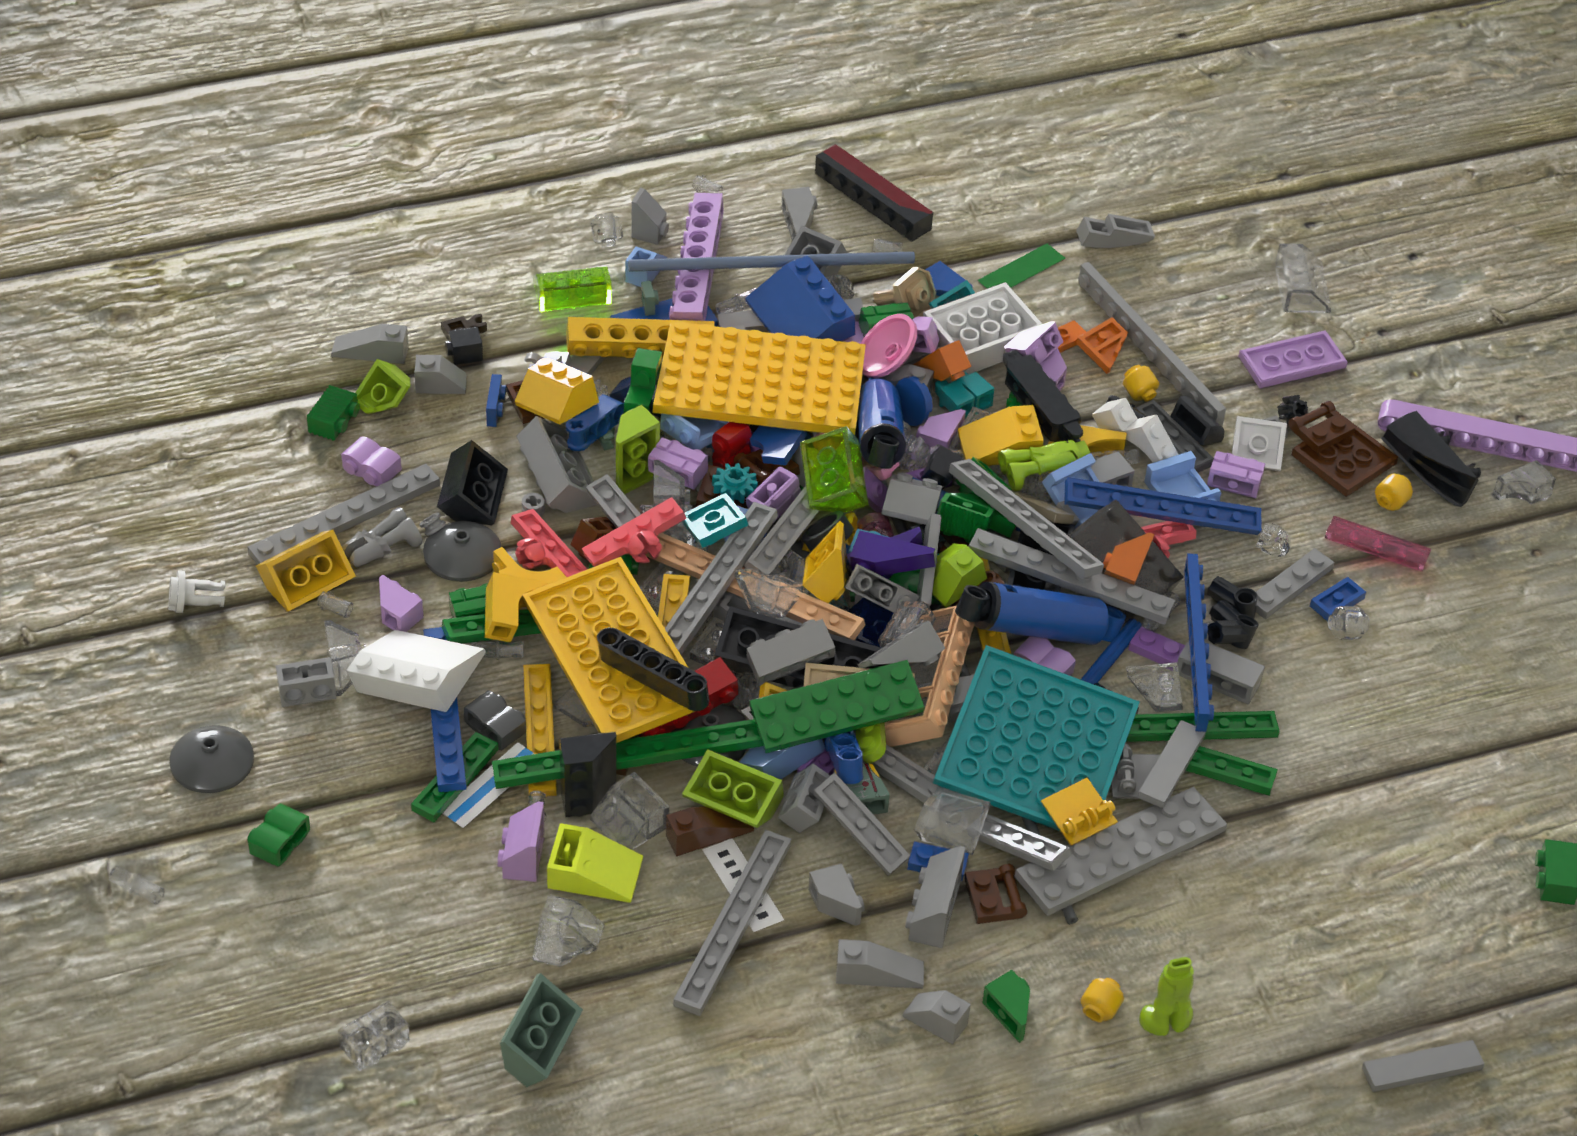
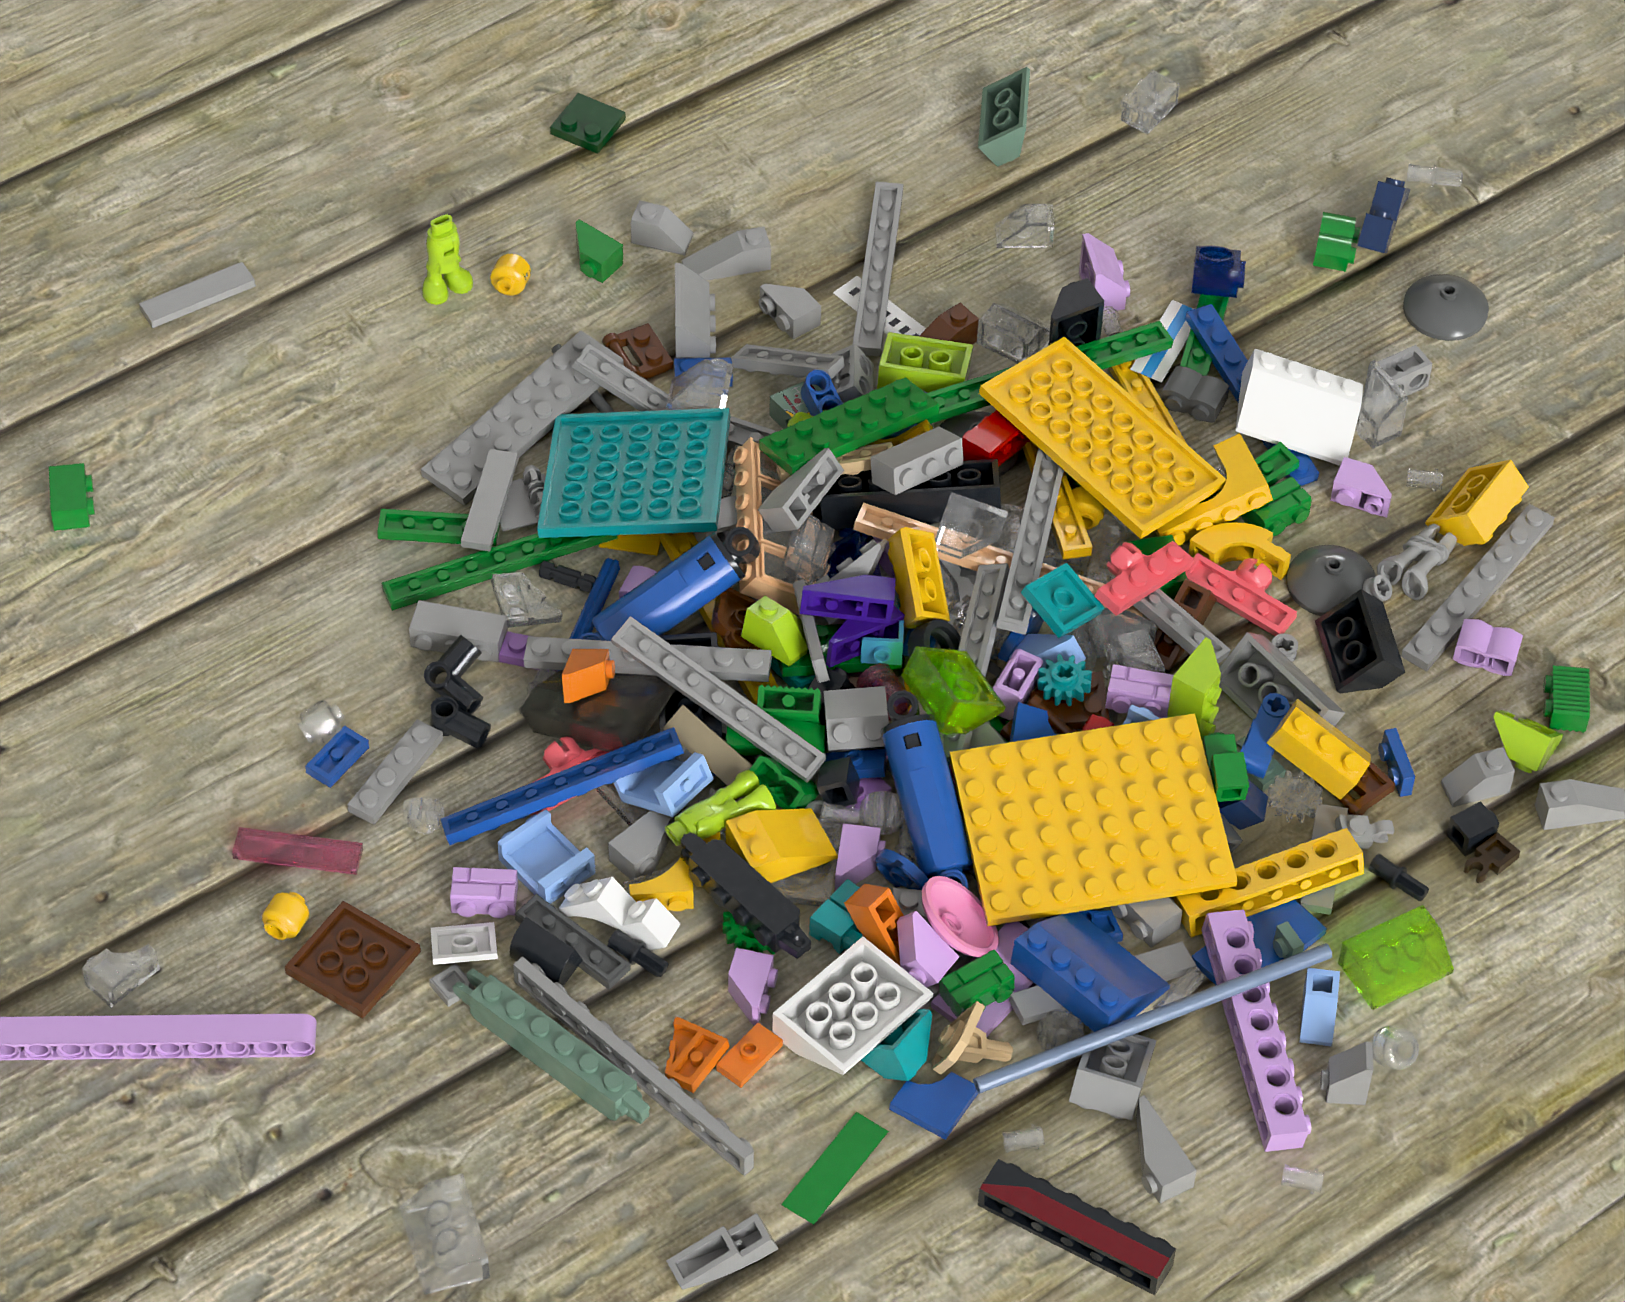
camera: 165 degrees right, 5 degrees up
(183, 592) = (1578, 440): white piece -> none
(208, 846) = (1383, 215): none -> dark blue arch
(406, 804) = (1217, 271): none -> clear blue brick
(539, 334) = (1398, 877): none -> black axle
(592, 865) = (1029, 275): neon yellow slope -> none
(653, 669) = (1047, 391): black beam -> none
(1037, 341) = (780, 976): lavender slope -> none
(1079, 811) = (572, 417): yellow hinge -> none
(1141, 383) = (630, 996): yellow head -> none
(1198, 648) = (490, 628): blue plate -> none
(1208, 363) = (552, 1048): none -> sand green hinge
(1292, 359) = (440, 1107): lavender tile -> none
(1292, 407) = (428, 1002): black gear -> none
(1325, 433) = (381, 969): reddish brown plate -> none
(1431, 458) = (255, 963): black piece -> none

